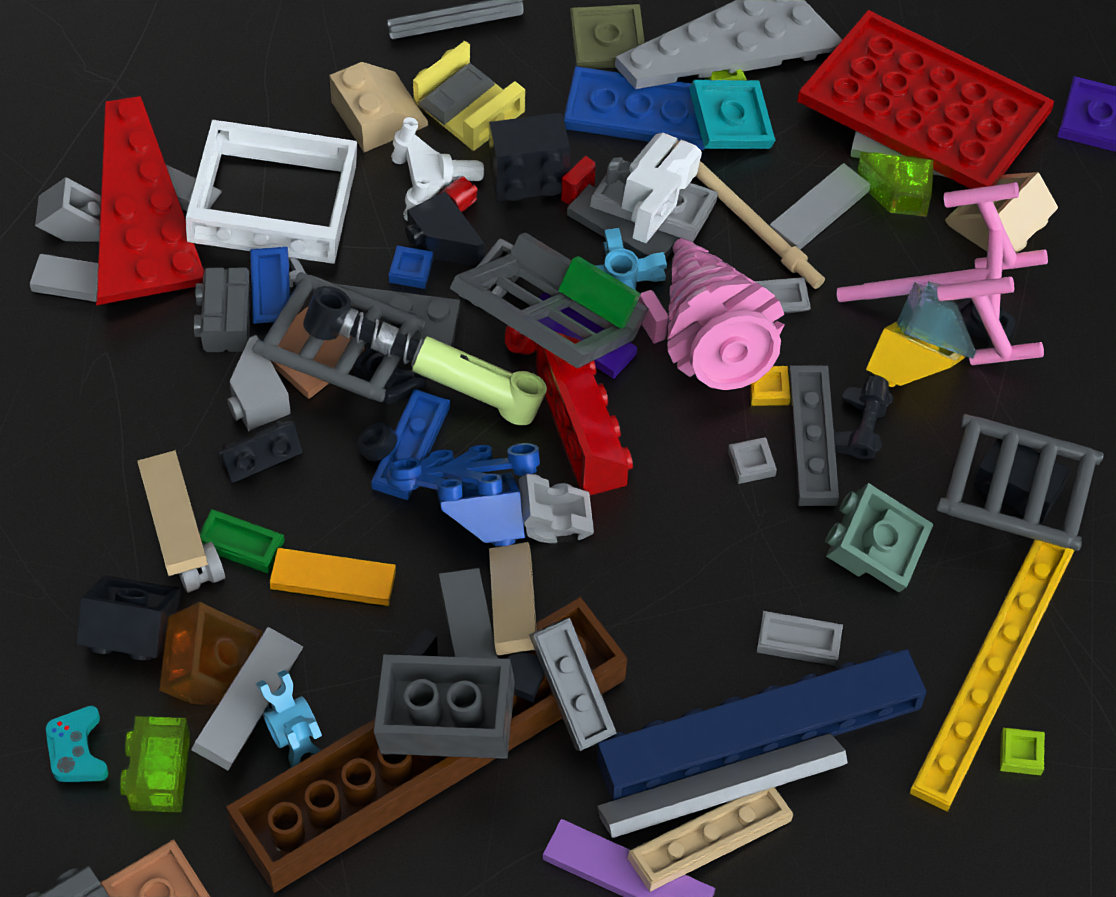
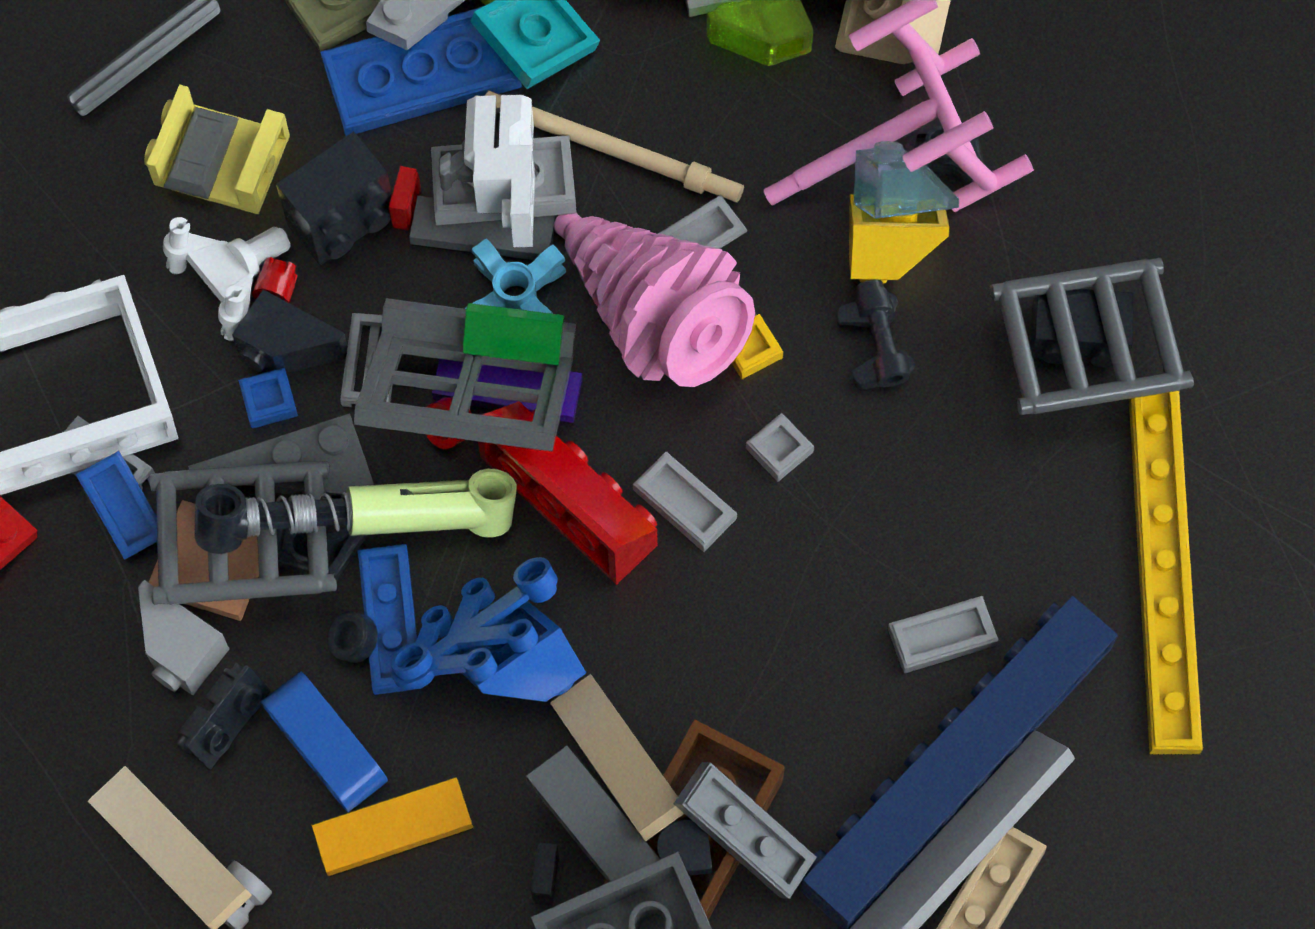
camera: 25 degrees left, 10 degrees up
(225, 309) = (84, 561): dark grey brick -> none
(241, 540) = (262, 836): green tile -> none
(318, 498) = (324, 741): none -> blue beam
(373, 103) = (114, 213): tan slope -> none
(554, 510) = (599, 619): light grey cylinder -> none
(656, 318) = (589, 329): bright pink tile -> none
(662, 464) = (685, 501): none -> light grey tile
(813, 436) = (833, 385): dark grey plate -> none
(821, 206) = (691, 97): light grey tile -> none
(878, 537) = (967, 474): sand green plate -> none
(1022, 751) = (1242, 645): lime tile -> none

